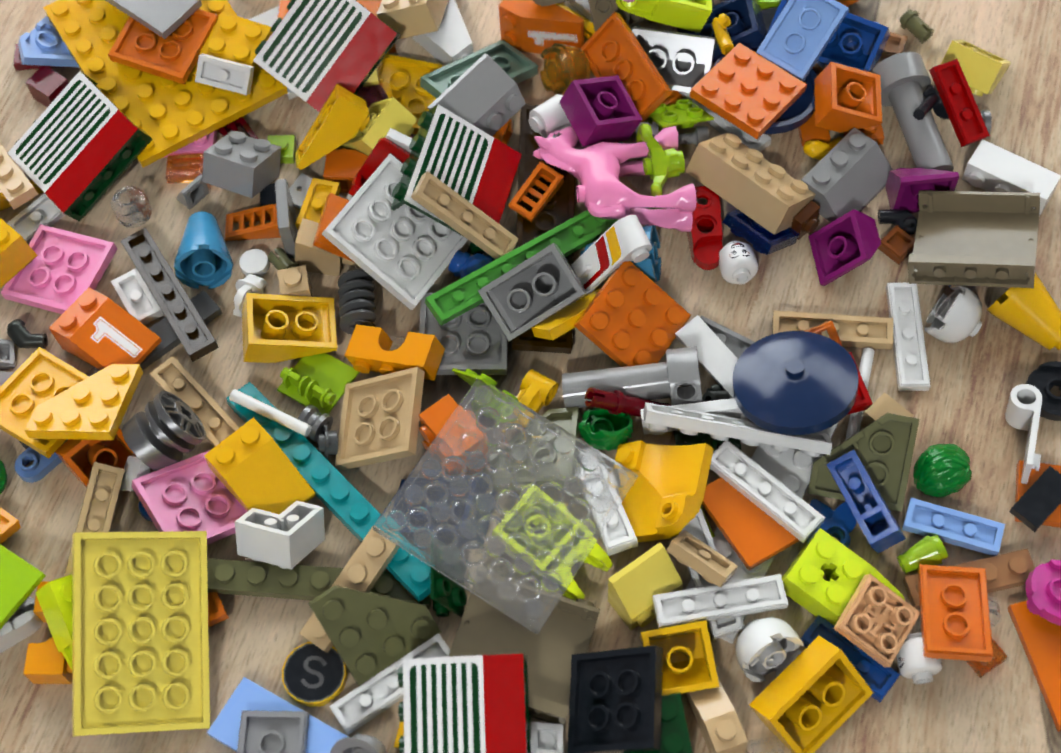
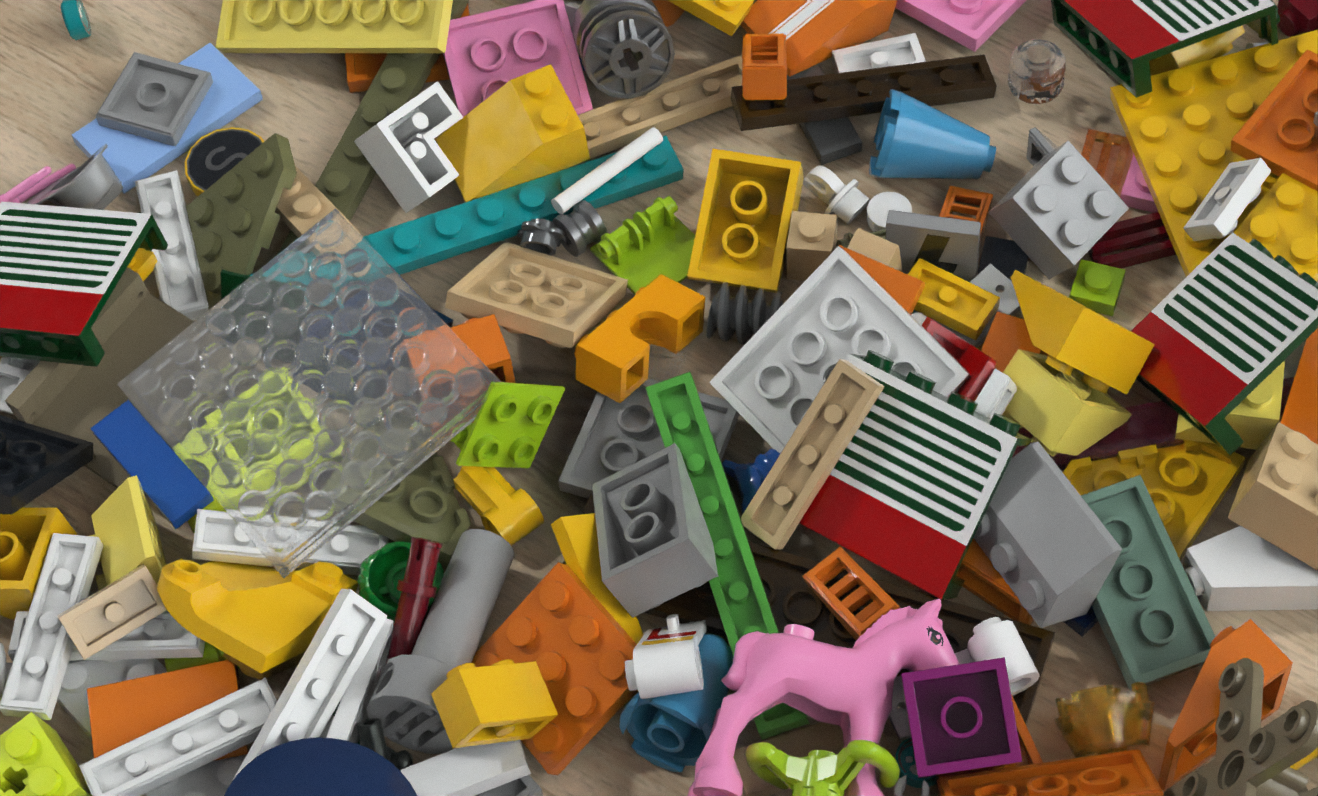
camera: 110 degrees right, 5 degrees down
(185, 337) = (764, 67): none -> orange slope
(584, 592) = (158, 468): none -> blue tile
(679, 325) = (493, 703): none -> yellow brick

